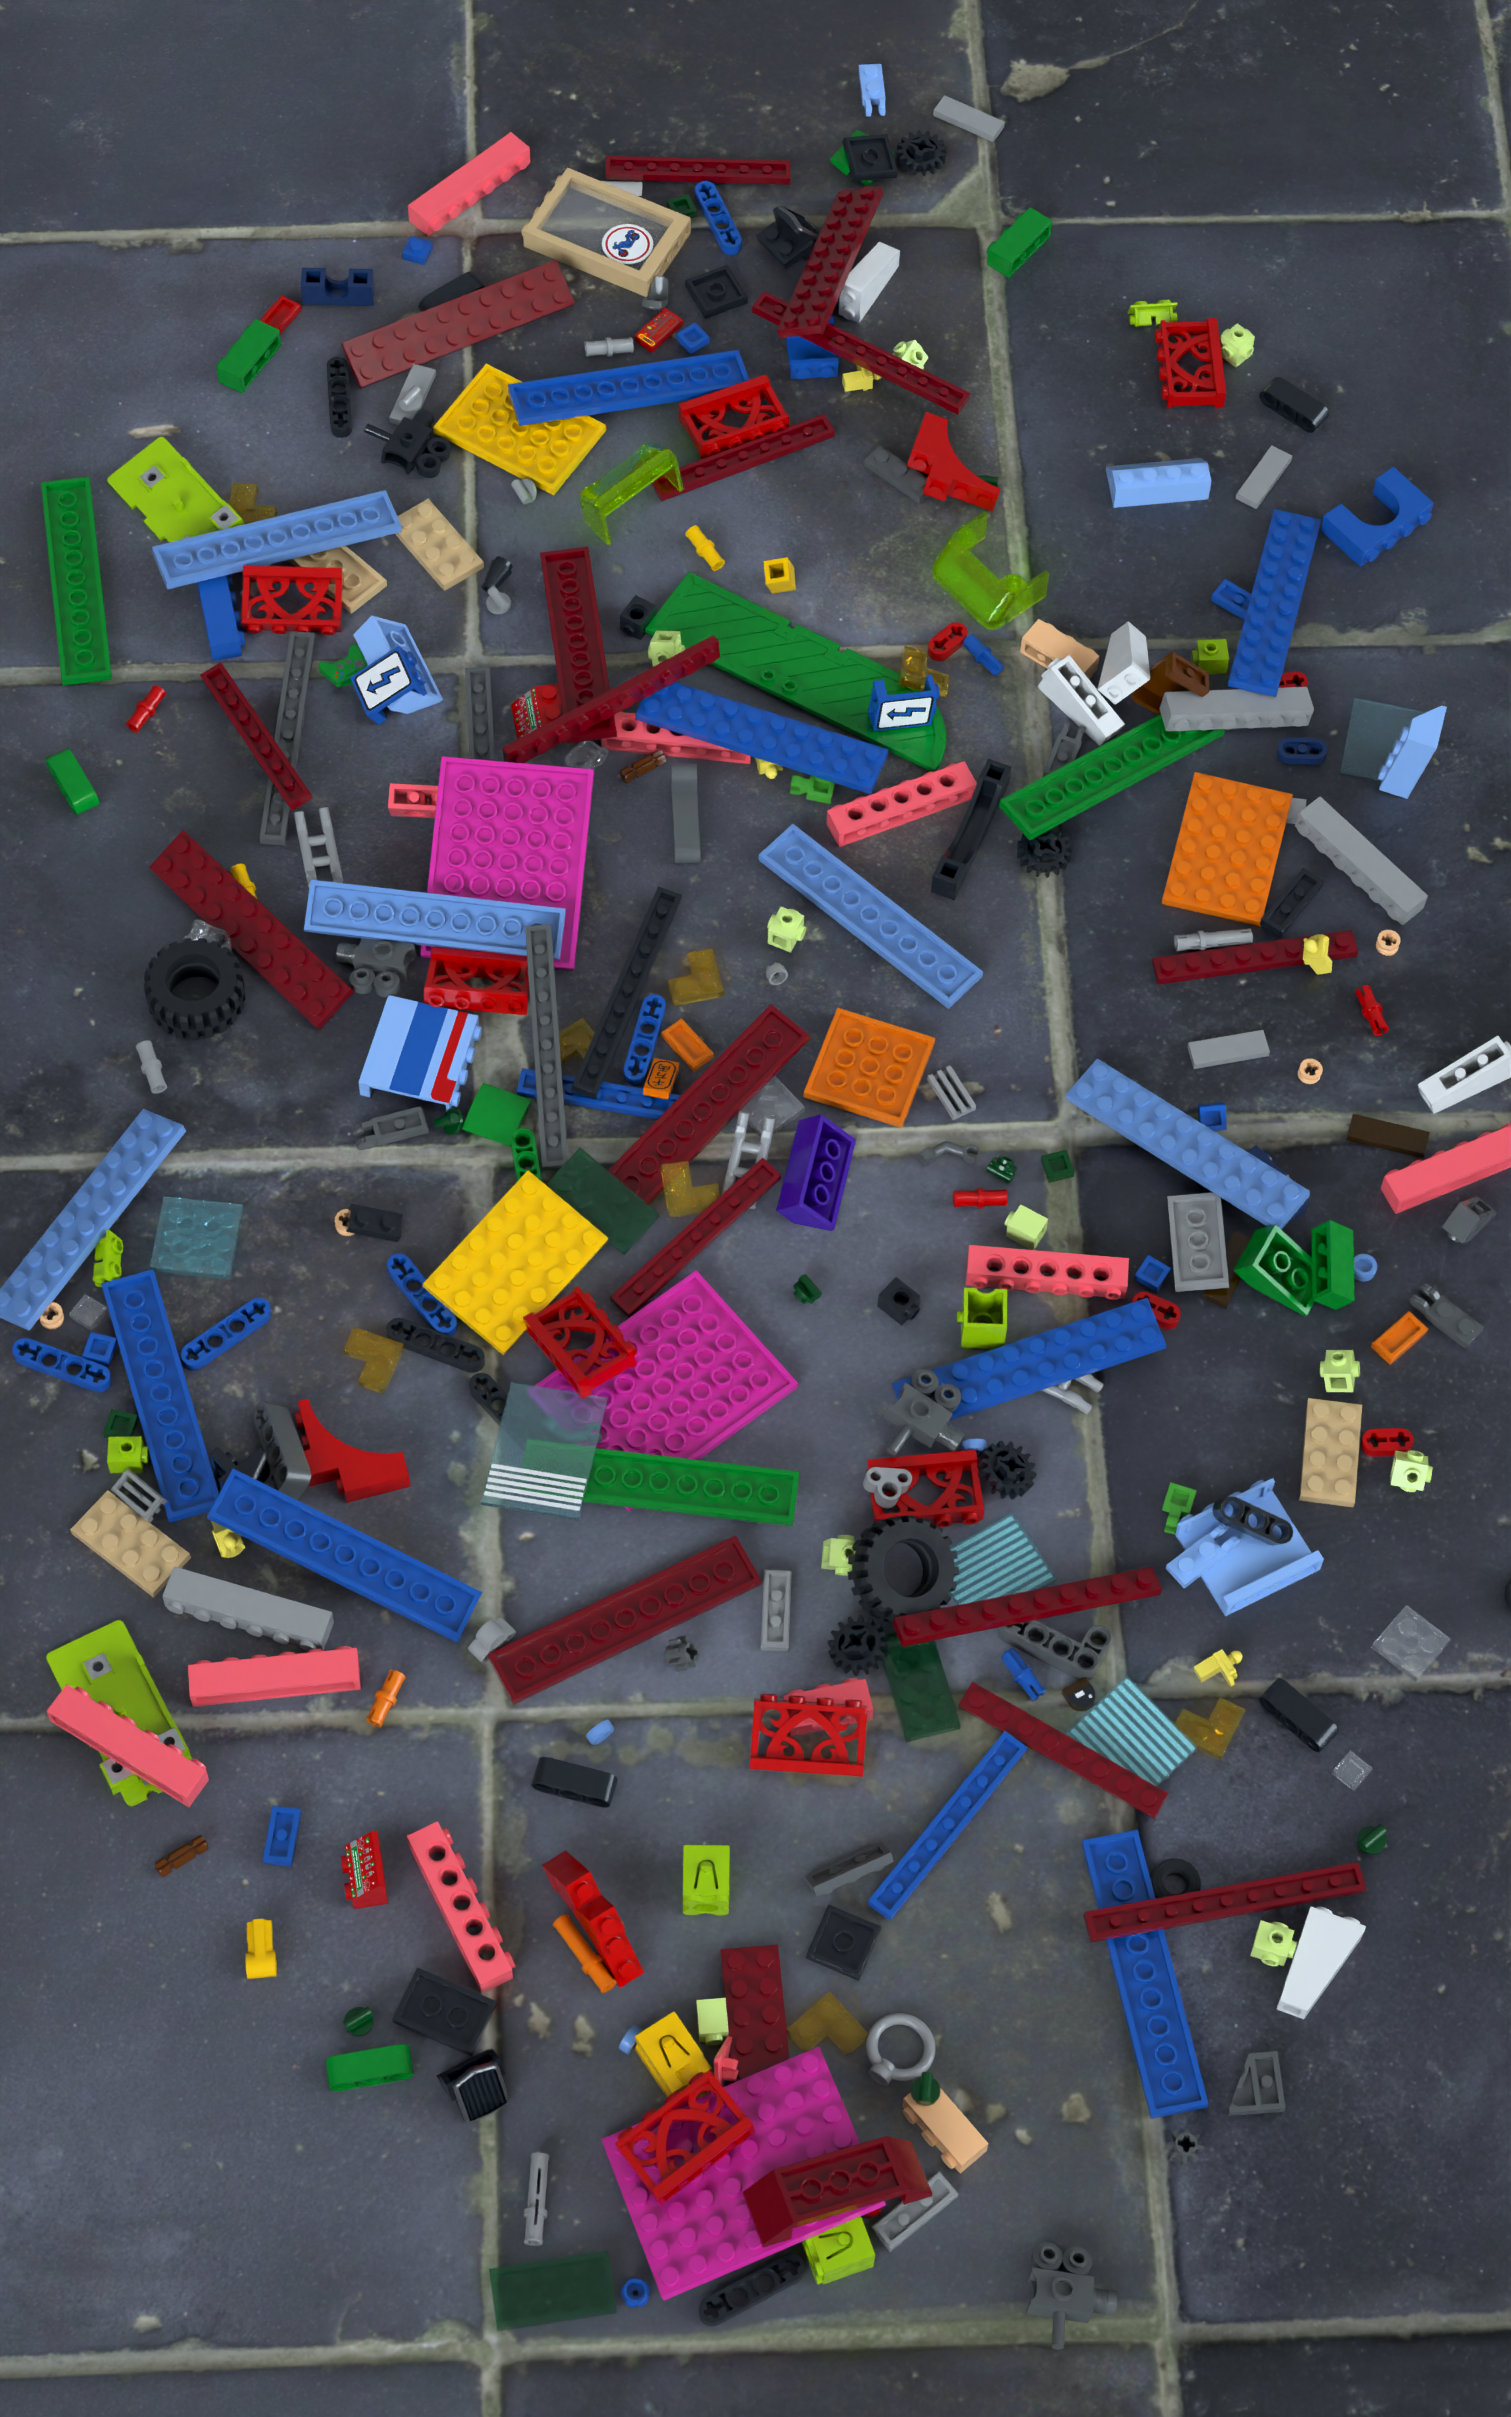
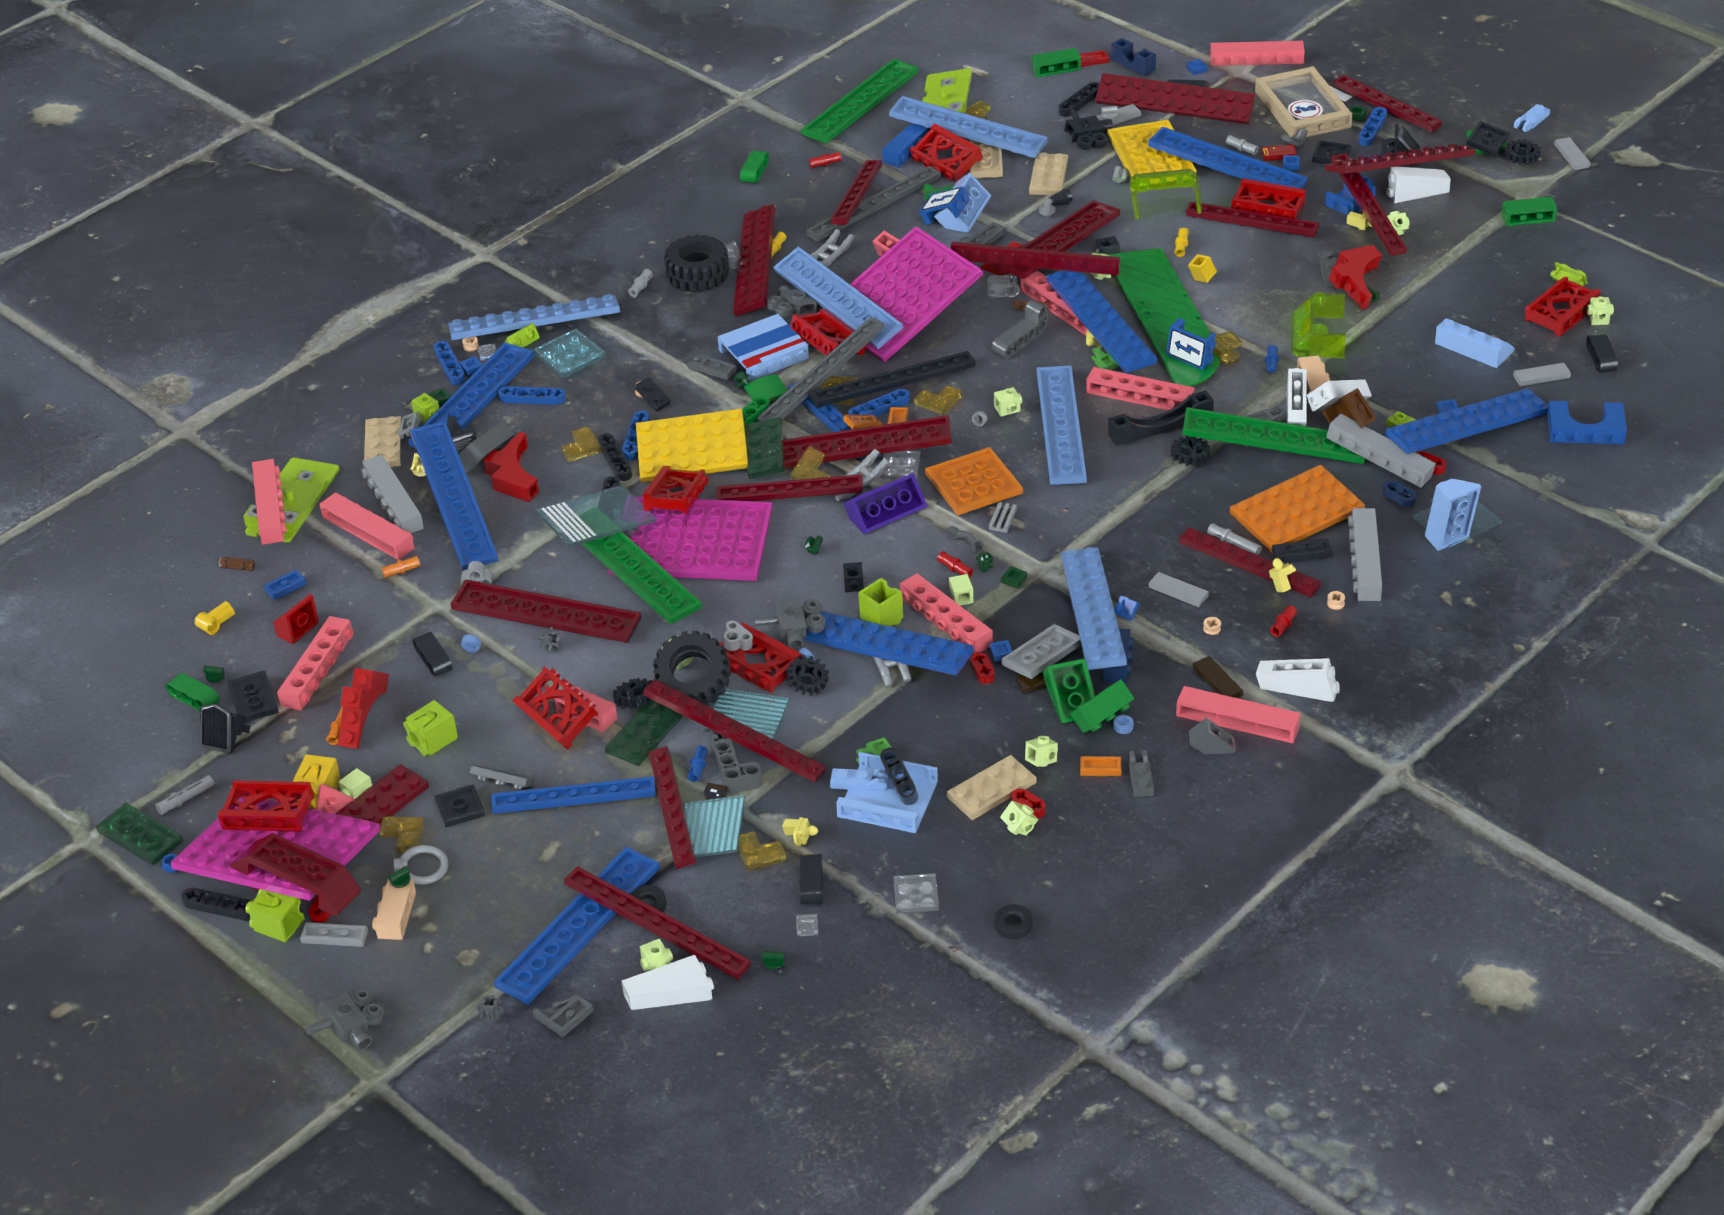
camera: 50 degrees right, 20 degrees down
(776, 1610) = (620, 657): light grey tile -> none
(945, 639) = (1259, 344): red beam -> none

